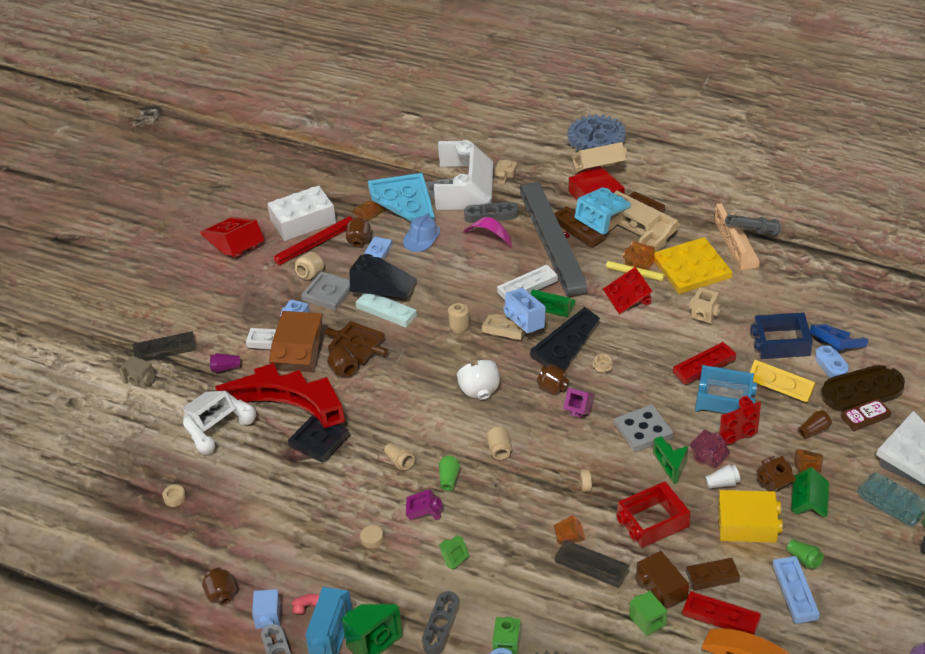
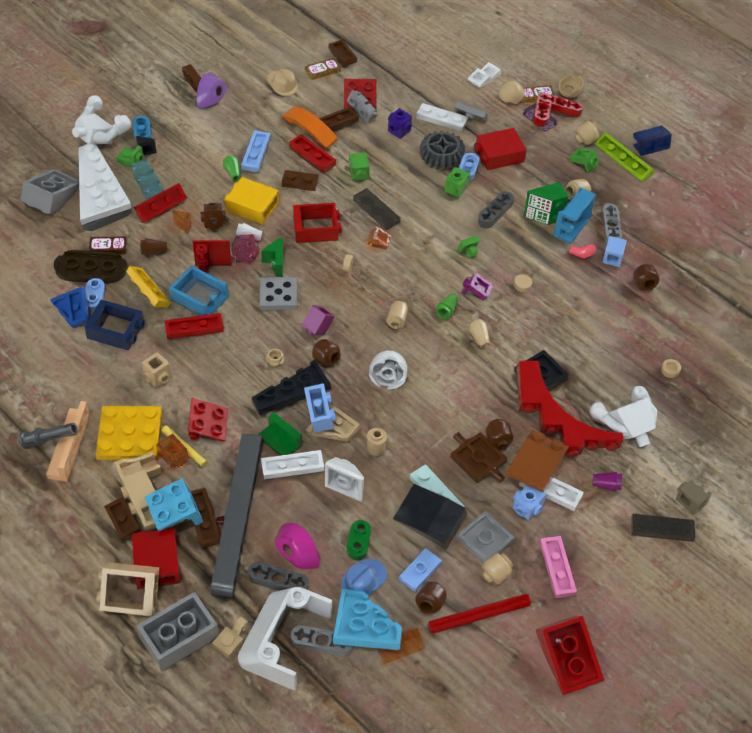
camera: 165 degrees left, 10 degrees up
(256, 286) = (558, 567): none -> bright pink plate
(301, 213) = (484, 652): white brick -> none
(438, 256) = (358, 538): none -> green plate
(471, 277) = (344, 478): none -> white slope
(544, 152) = (177, 631): none -> light grey brick
(595, 132) = (110, 664): sand blue gear -> none
(662, 579) = (338, 177): reddish brown brick -> none
(809, 492) = (196, 202): green panel -> none
(850, 475) = (160, 202): none -> red plate

